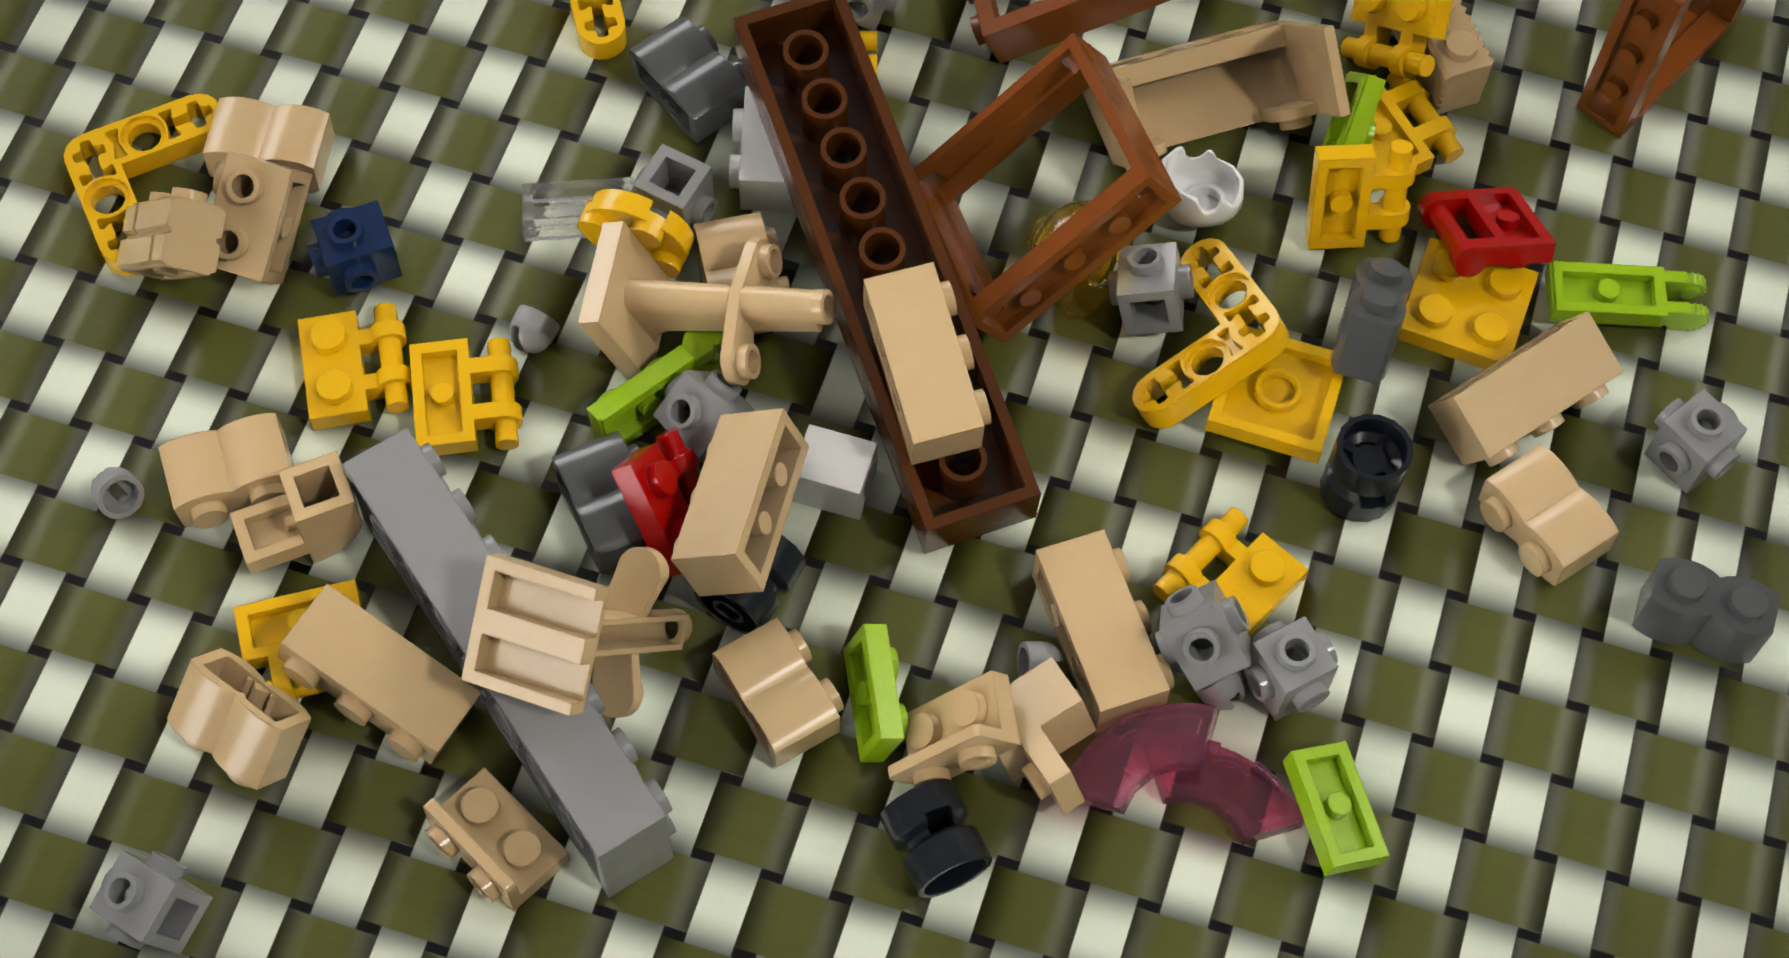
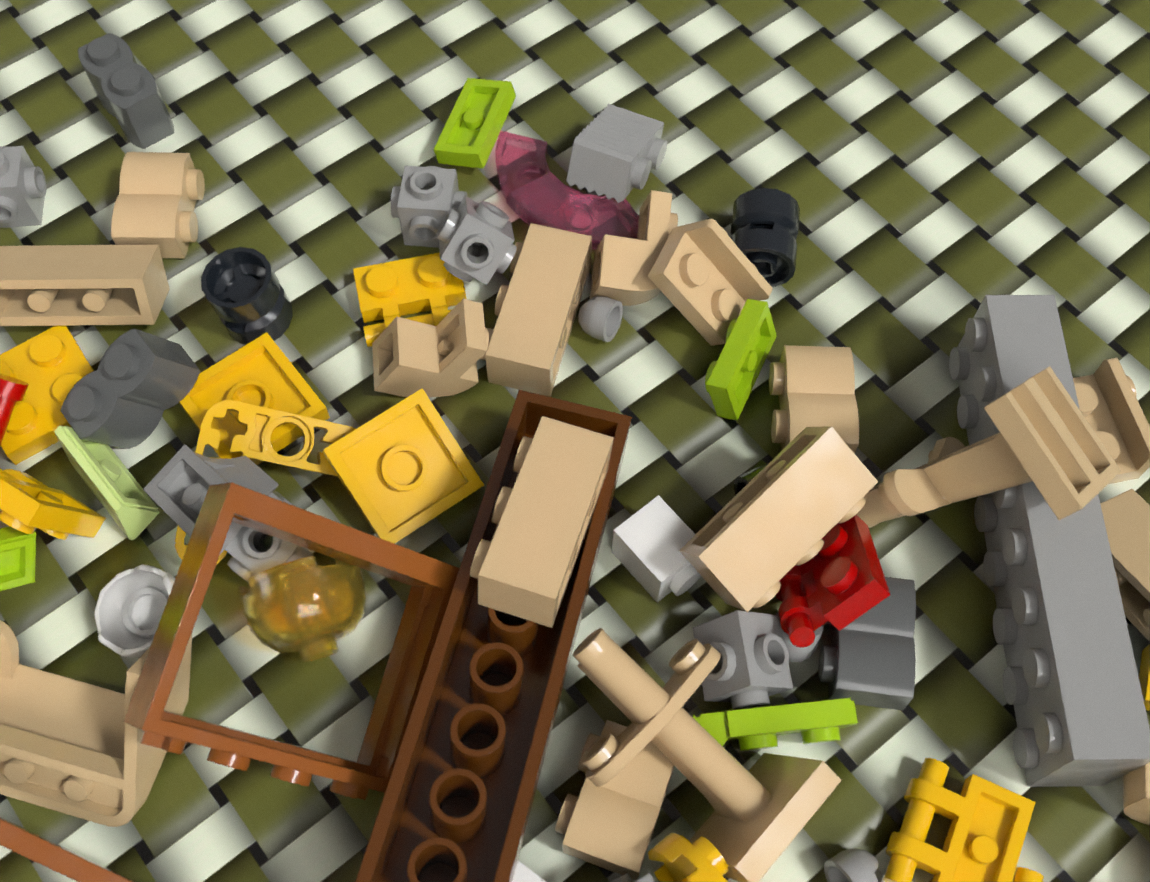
camera: 145 degrees left, 0 degrees up
(1095, 404) = (403, 468): none -> yellow plate
(1150, 837) = (616, 153): none -> light grey brick
(1158, 516) = (429, 356): none -> tan brick
(1210, 259) = (186, 479): none -> light grey slope
(1320, 255) = (109, 482): none -> yellowish green slope

